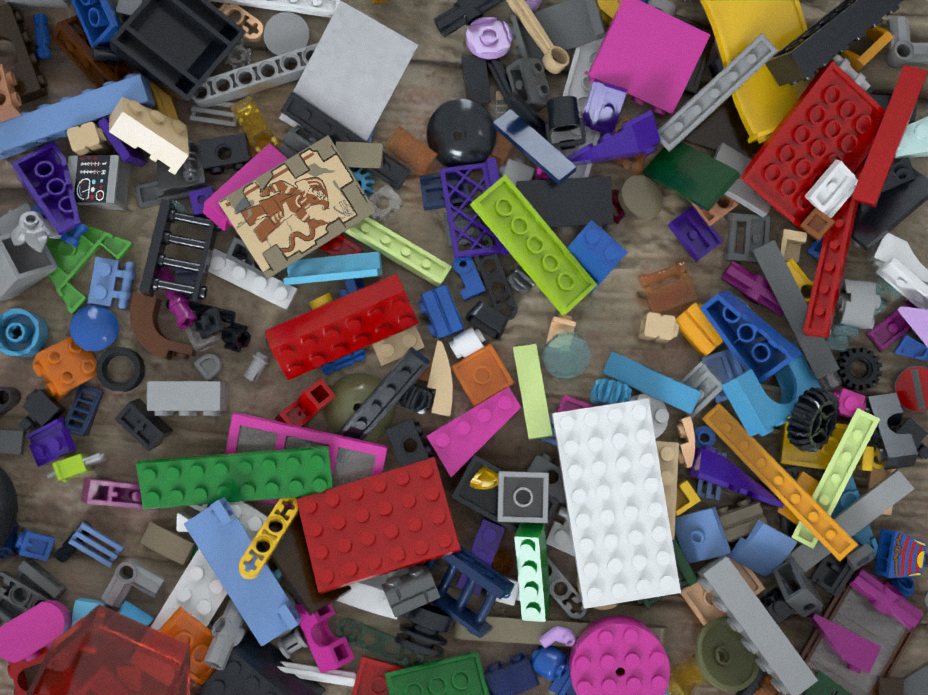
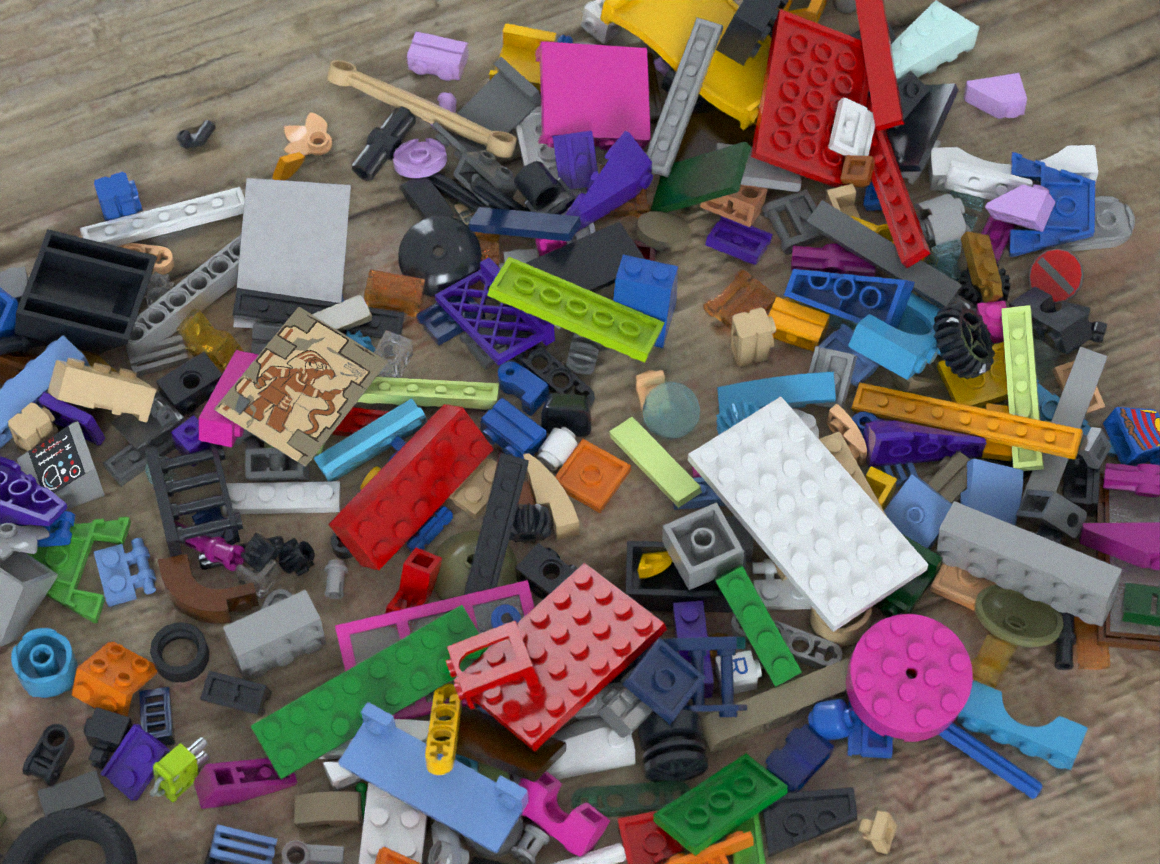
camera: 30 degrees left, 25 degrees down
(94, 328) = (128, 623): blue dish -> none
(286, 33) = (196, 246): light grey tile -> none
(341, 533) = (474, 684): none -> panel
(352, 465) = (504, 609): none -> blue plate
(437, 592) = (664, 680): none -> dark blue tile
(469, 432) = (611, 523): dark pink wedge -> none
(558, 634) = (824, 680): lavender arm -> none
(865, 359) = (982, 265): none -> pearl gold hinge
(867, 460) = (1045, 364): yellow tile -> none

